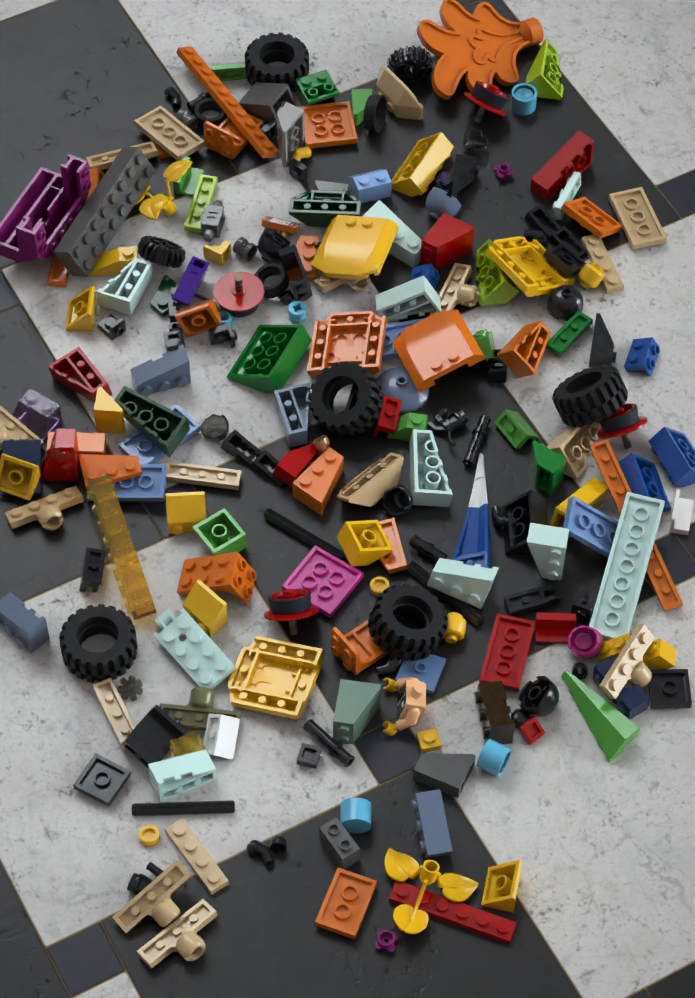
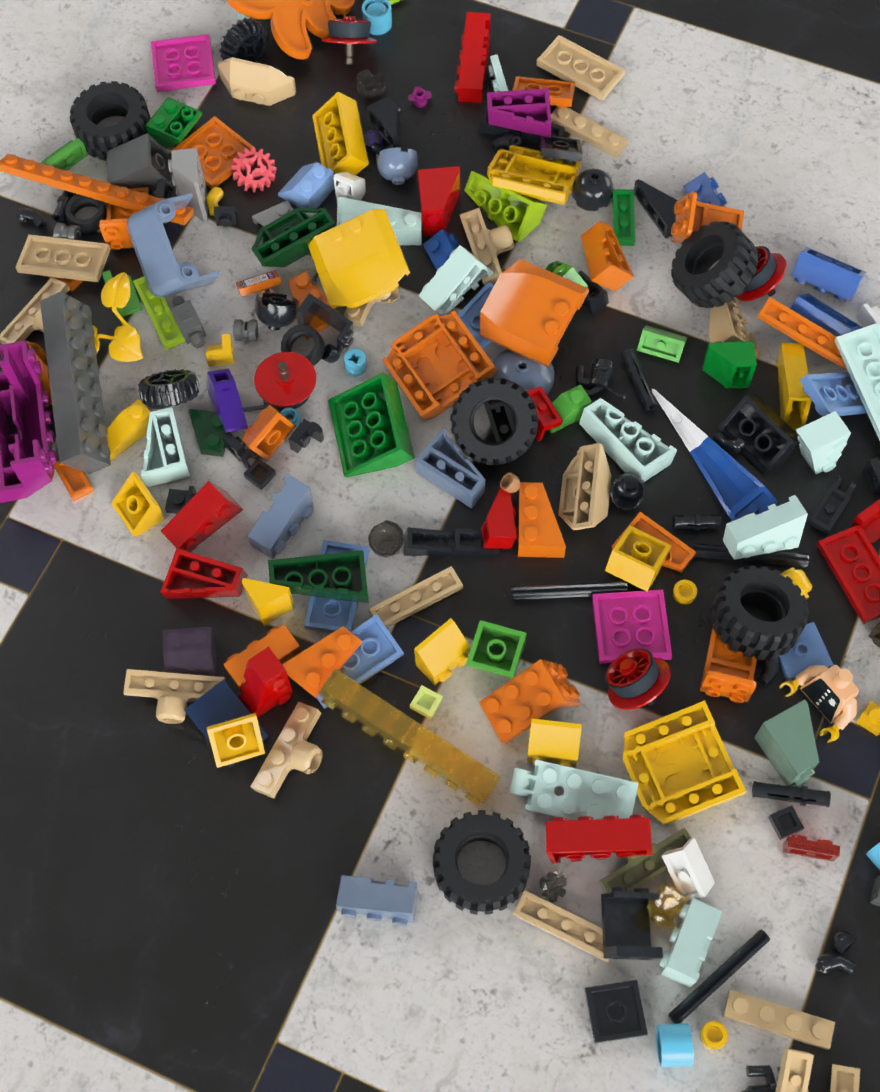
camera: 35 degrees left, 10 degrees up
(92, 569) = (399, 783): black hinge -> none
(114, 341) = (201, 517): none -> red wedge
(117, 818) = (674, 1045): none -> medium azure piece
(152, 537) = (426, 702): none -> yellowish green plate
(175, 672) = (598, 837): none -> red wedge
(218, 178) = (155, 252): none -> sand blue windscreen
(312, 783) = (821, 849): none -> clear red plate
(342, 153) = (260, 176): none -> coral gear
(358, 101) = (228, 110): bright green slope -> none
(361, 54) = (183, 63): none -> dark pink plate
(375, 113) = (253, 112): black tyre -> none
(395, 199) = (349, 186): none -> white slope
(557, 218) = (521, 110): none -> magenta wedge
(591, 275) = (594, 147): yellow head -> none
(632, 374) = (694, 214): none -> orange bracket

